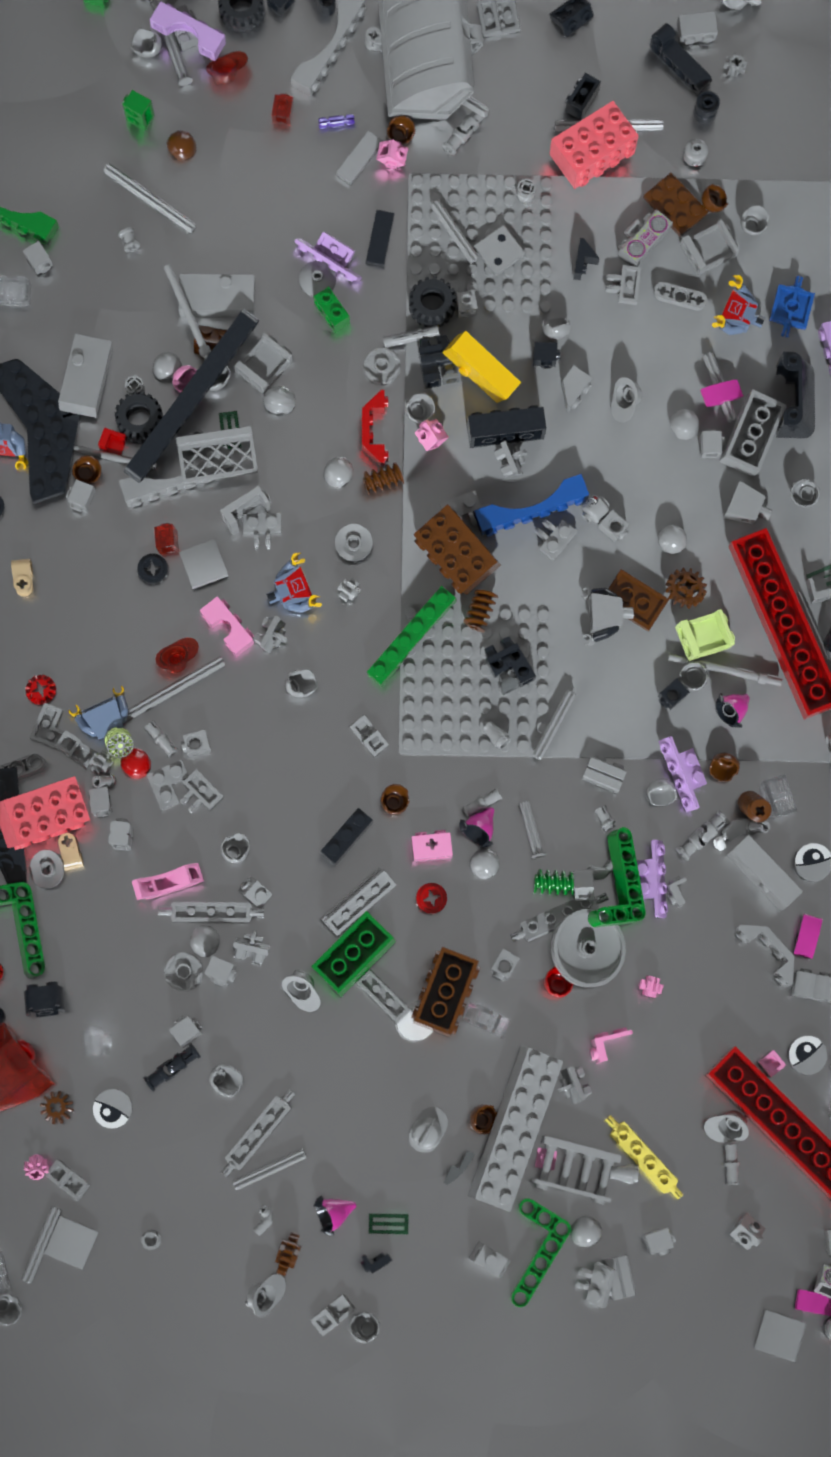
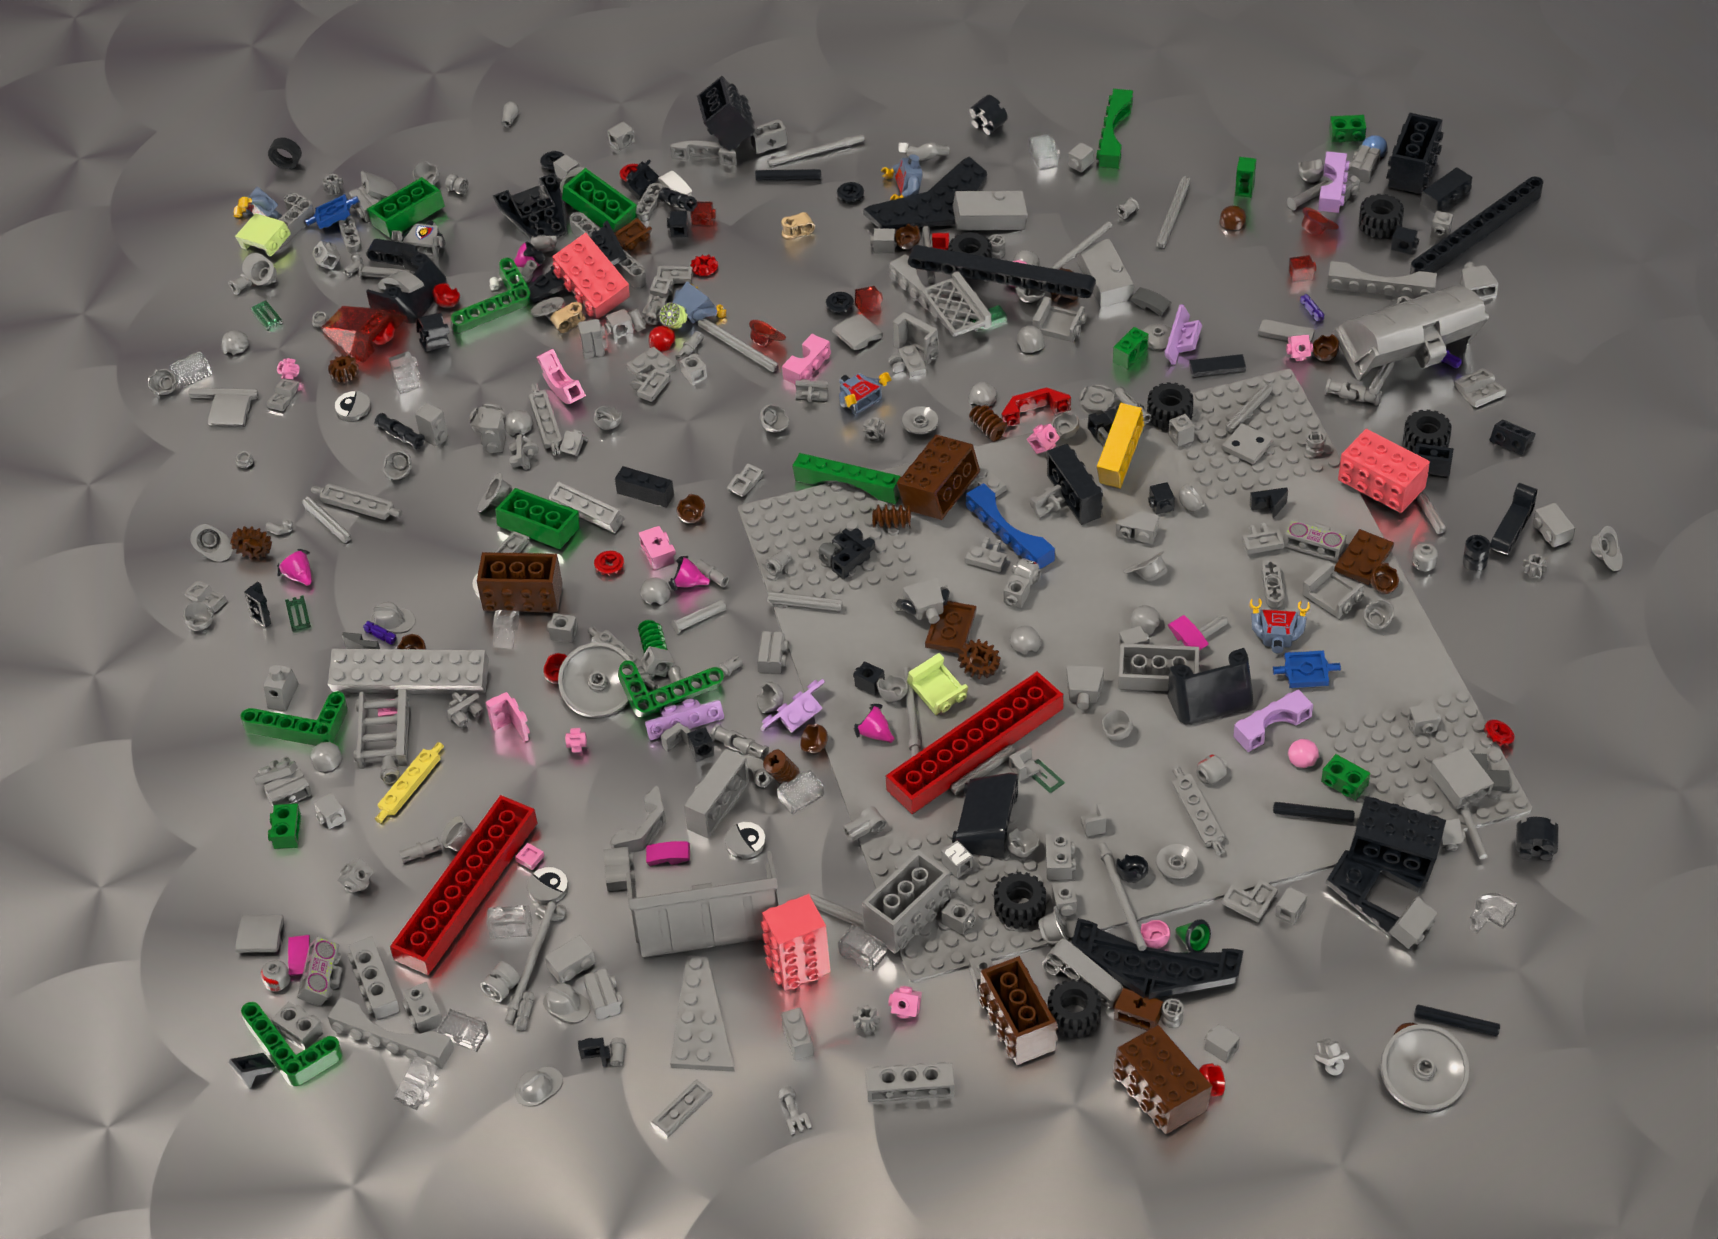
camera: 80 degrees right, 30 degrees down
(269, 266) = (1151, 299): none -> dark grey slope
(444, 1146) = (379, 632): none -> dark purple axle
(548, 73) = (1426, 428): none -> black tyre
(664, 1283) = (285, 826): none -> green brick
(695, 871) = (700, 744): none -> black brick

